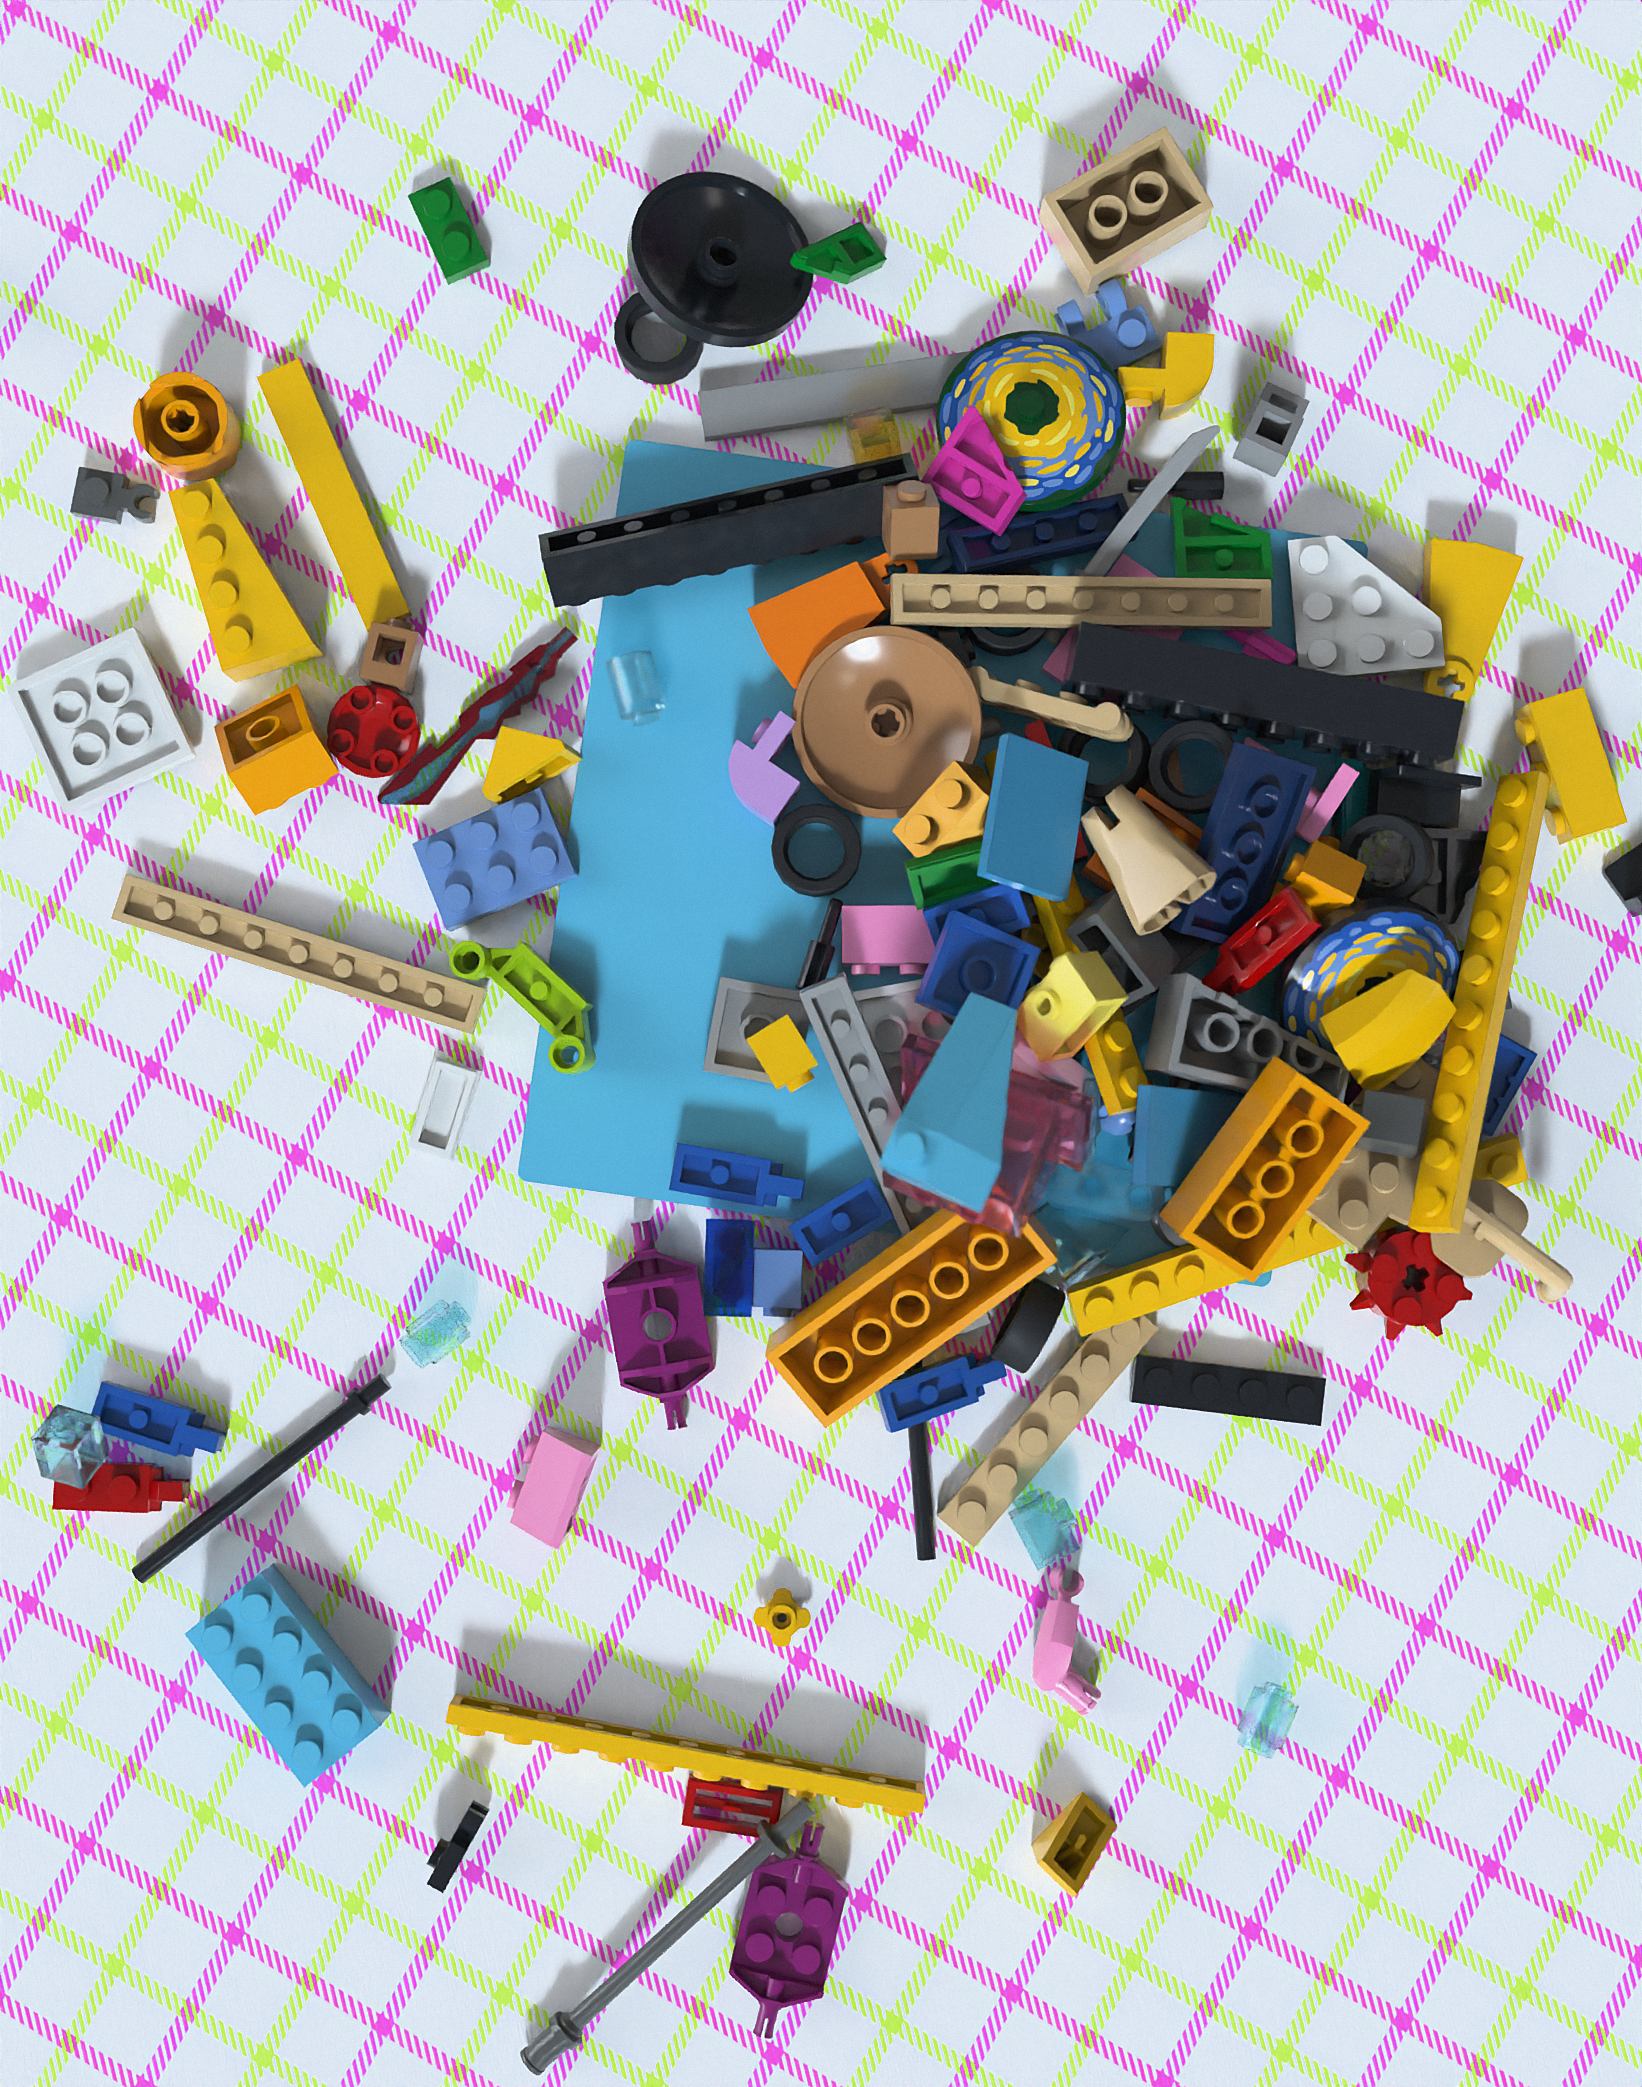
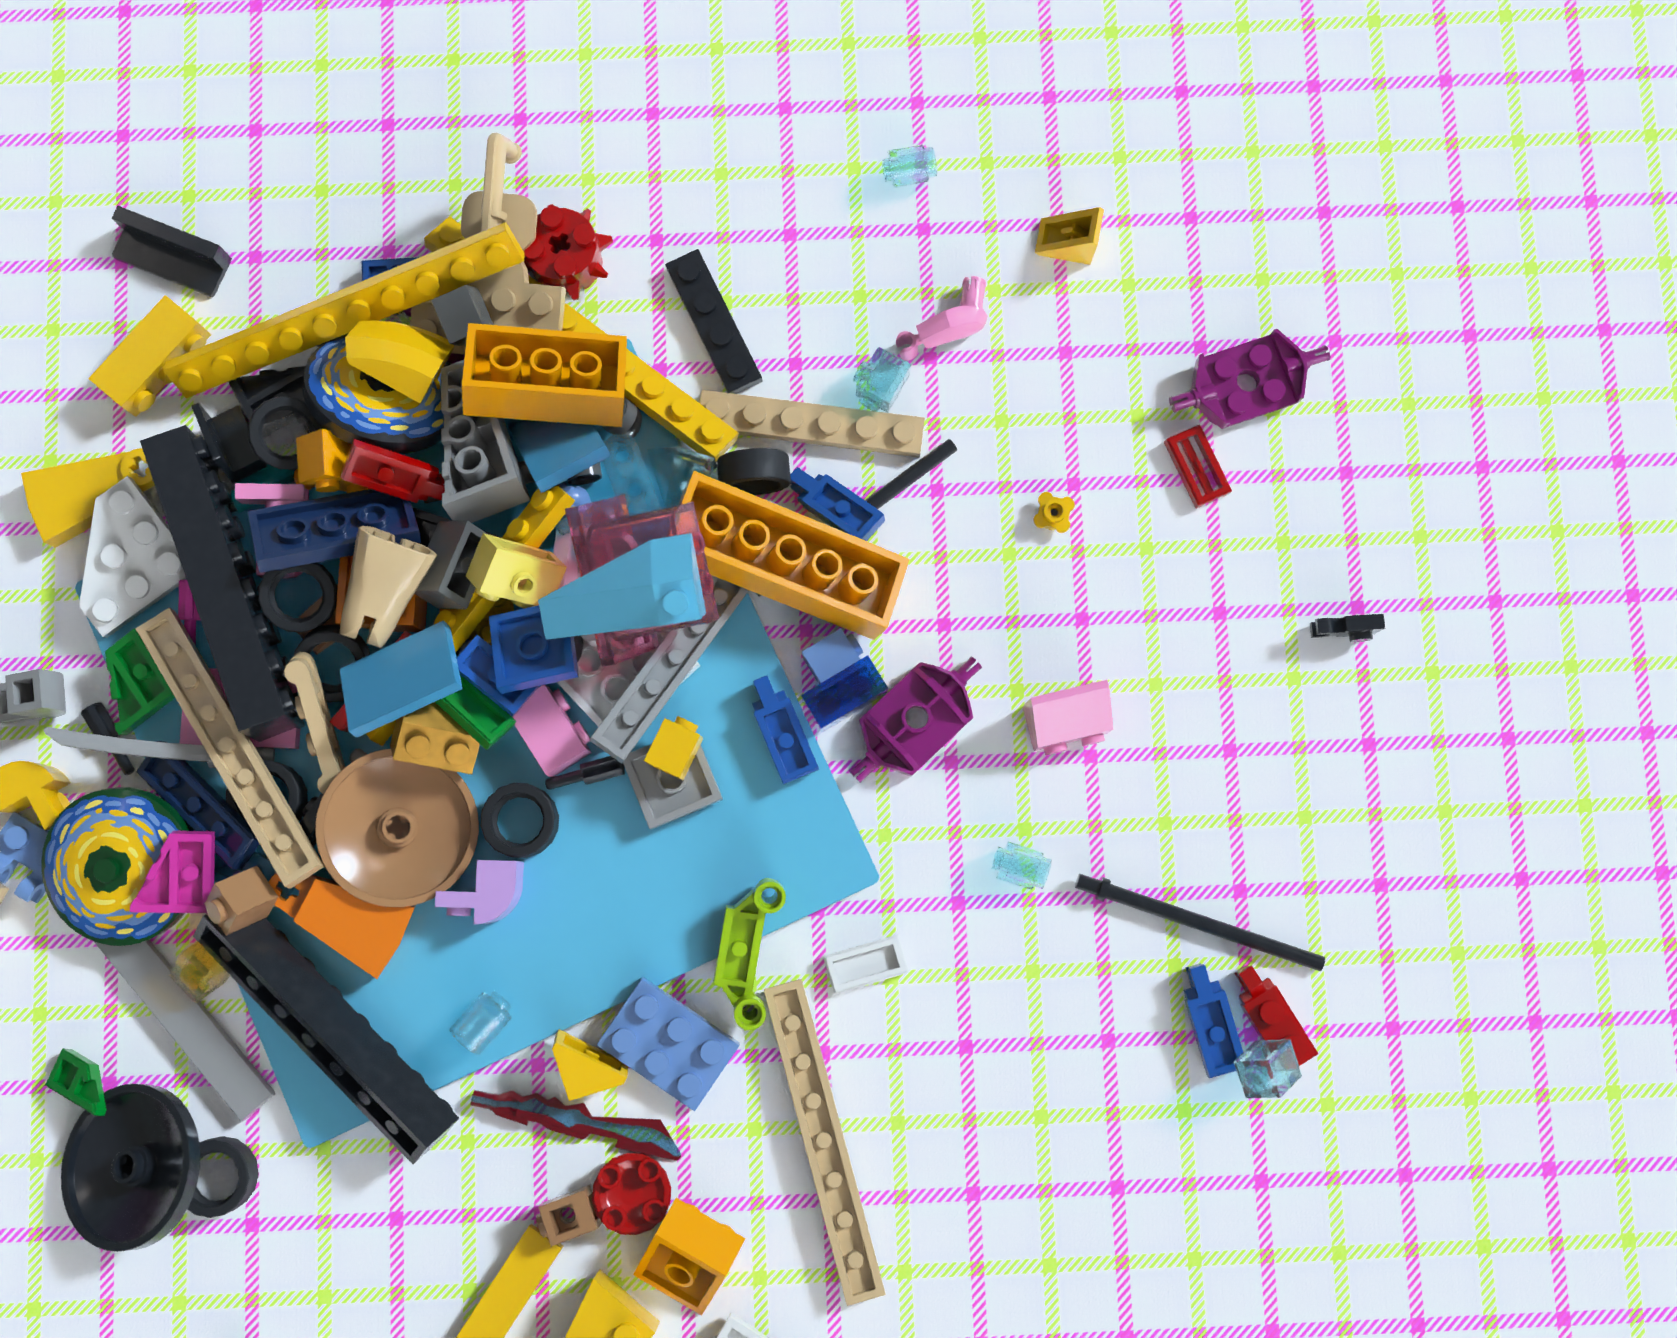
camera: 125 degrees left, 5 degrees down
(288, 1675) = (1315, 813): medium azure brick -> none
(566, 2028) = (1412, 479): dark grey bar -> none
(705, 1758) = (1191, 529): yellow plate -> none
(841, 1222) = (765, 639): blue plate -> none

